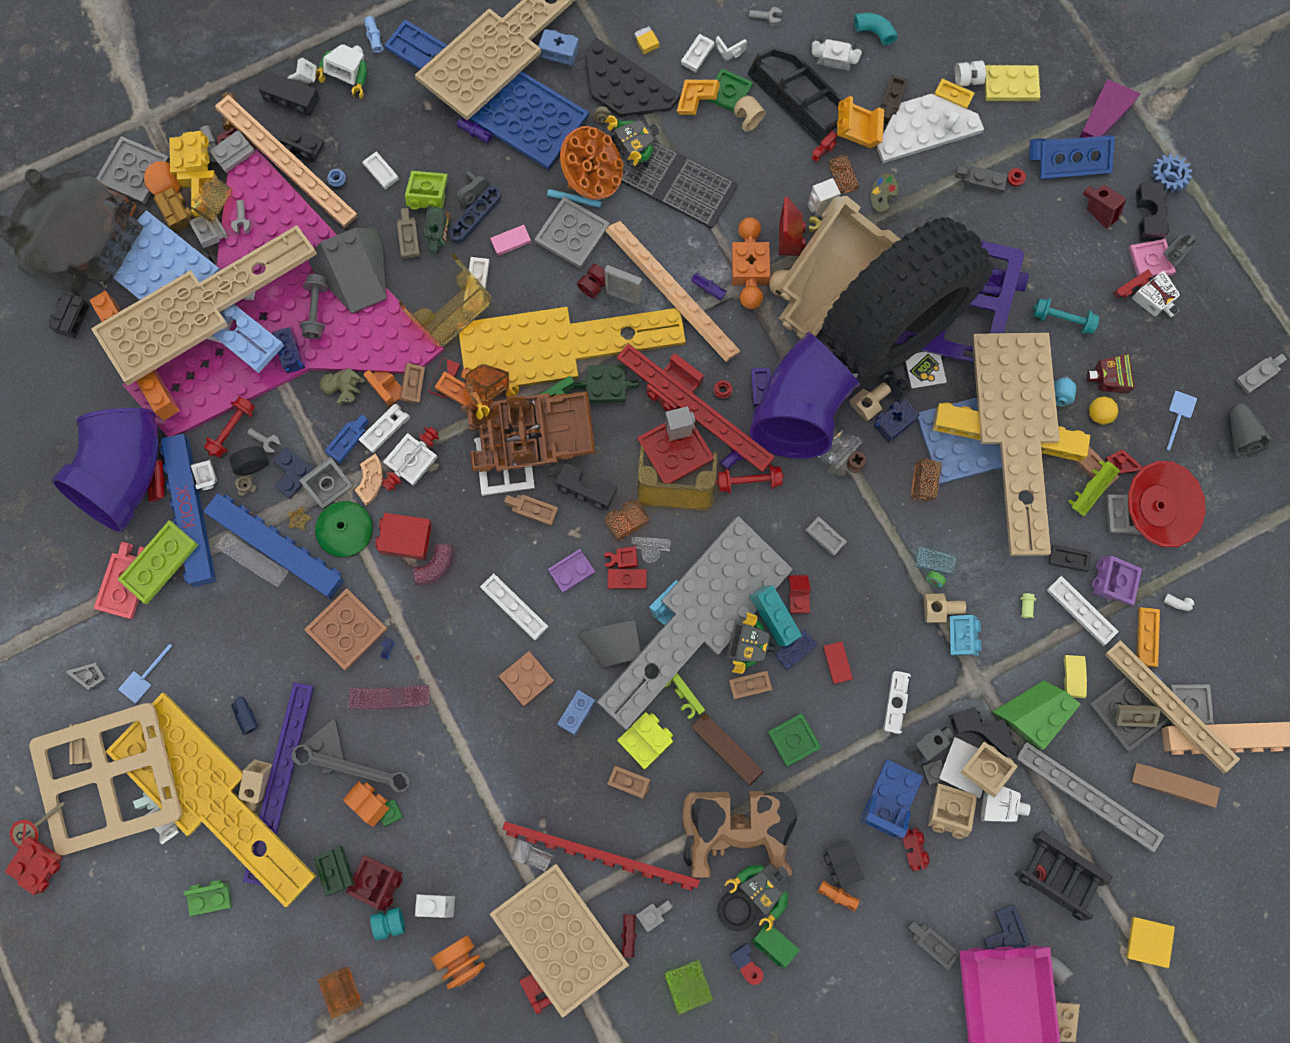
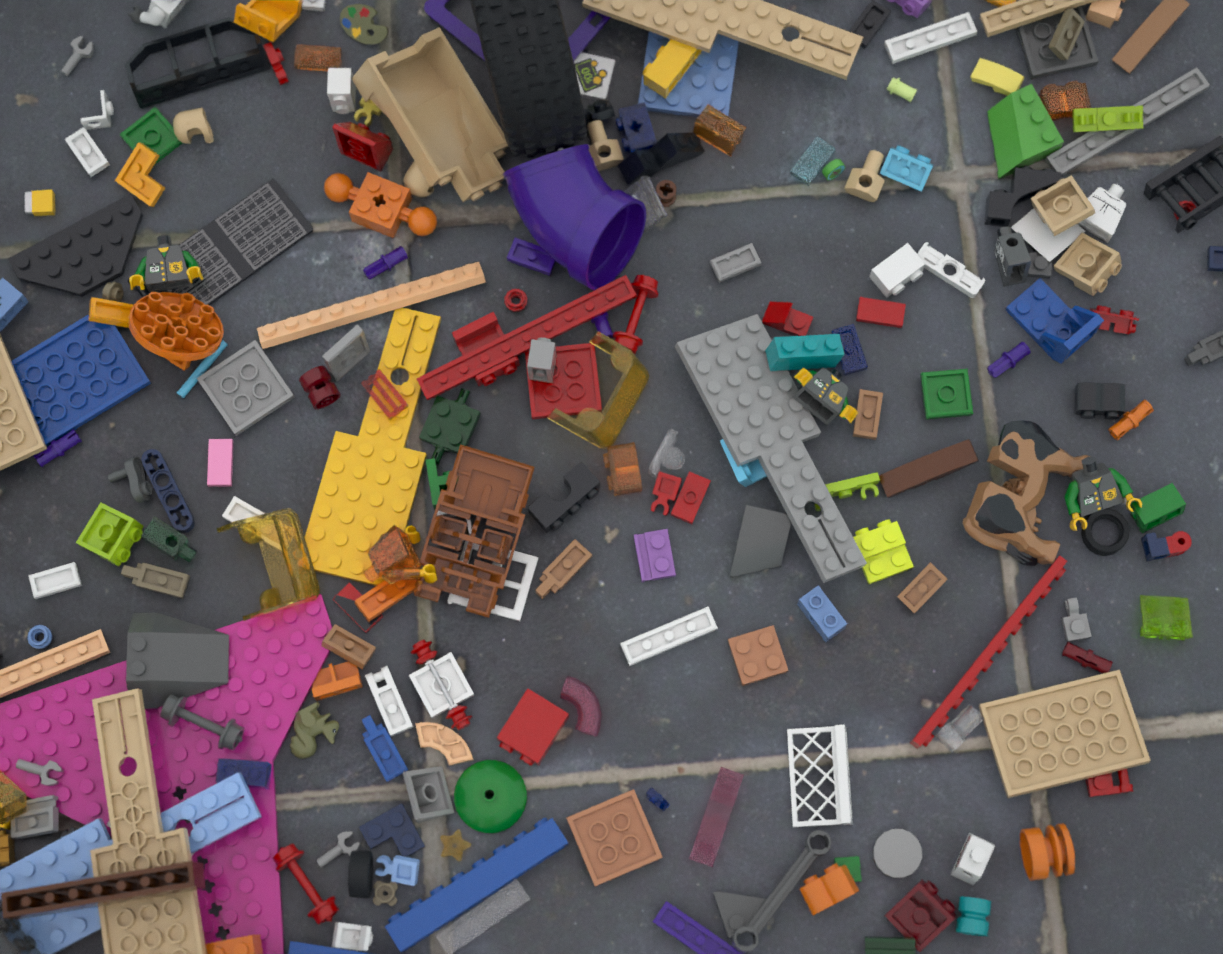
camera: 65 degrees left, 0 degrees up
(160, 288) = (103, 890): none -> reddish brown brick
(266, 488) = (402, 868): none -> light blue plate
(416, 846) = (897, 853): none -> light grey tile
(456, 779) = (841, 776): none -> white fence
(585, 115) = (109, 312): none -> light orange tile
(614, 313) = (373, 379): none -> clear red tile
(843, 777) = (1008, 360): none -> dark purple axle
(876, 661) = (897, 270): none -> white brick
(887, 447) = (668, 151): none -> black arch
(1081, 738) = (1063, 99): none -> clear orange brick
(1082, 778) = (1107, 118): none -> lime plate

